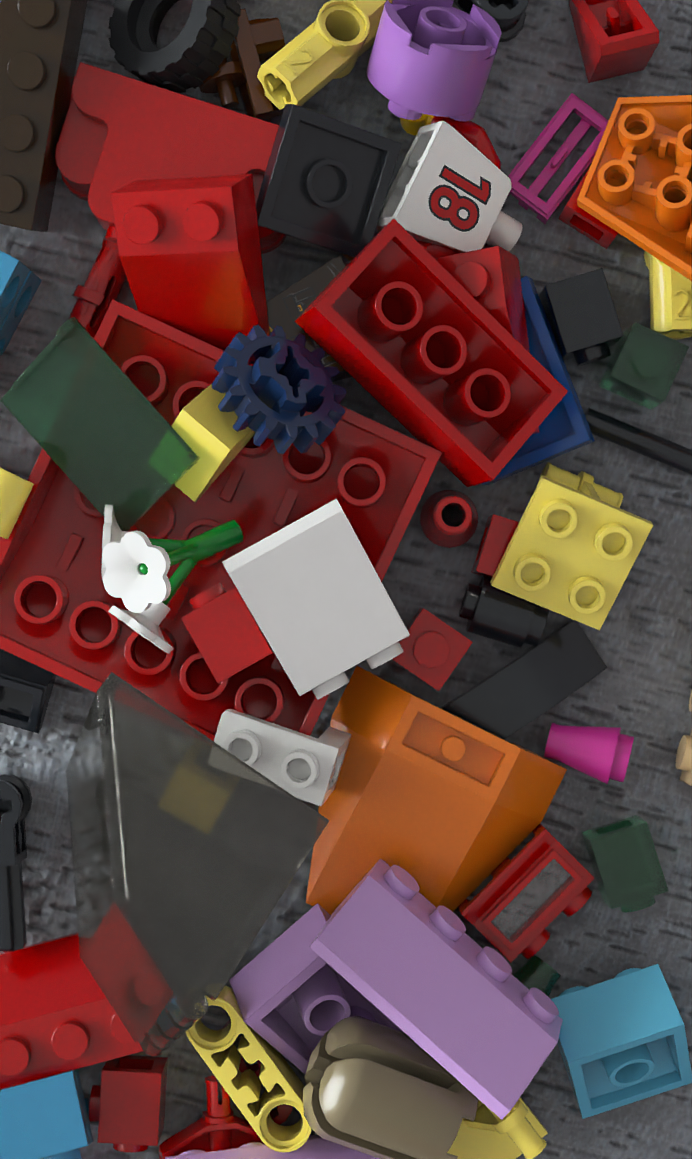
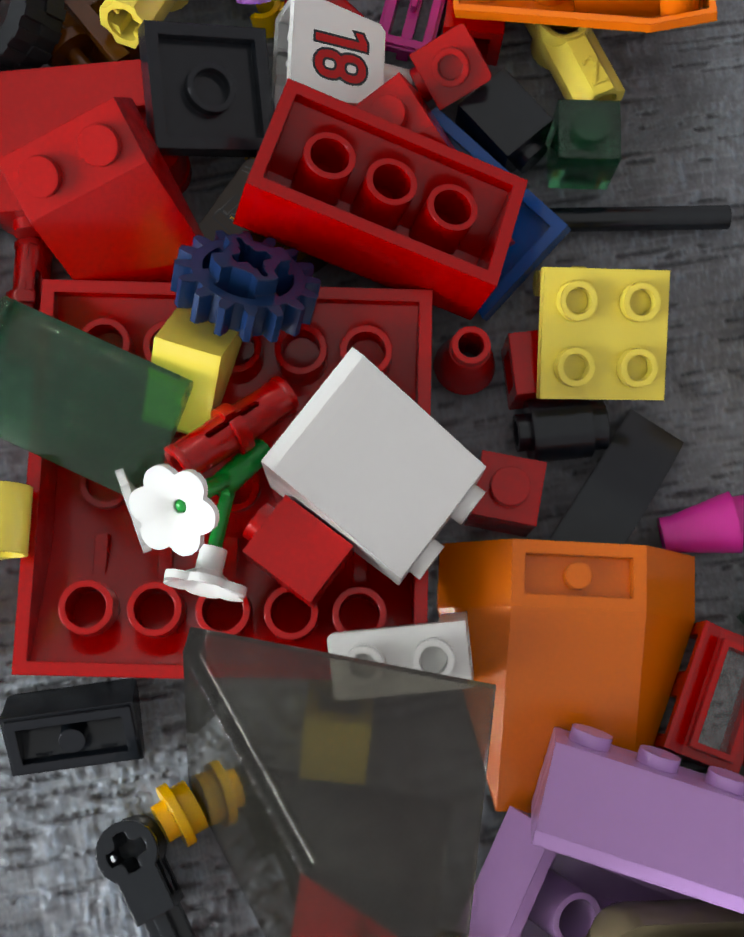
camera: 20 degrees left, 10 degrees down
(48, 791) = (179, 813): none -> yellow plate
(217, 508) = (234, 427): none -> red pin
(551, 247) = (449, 67): none -> red bracket

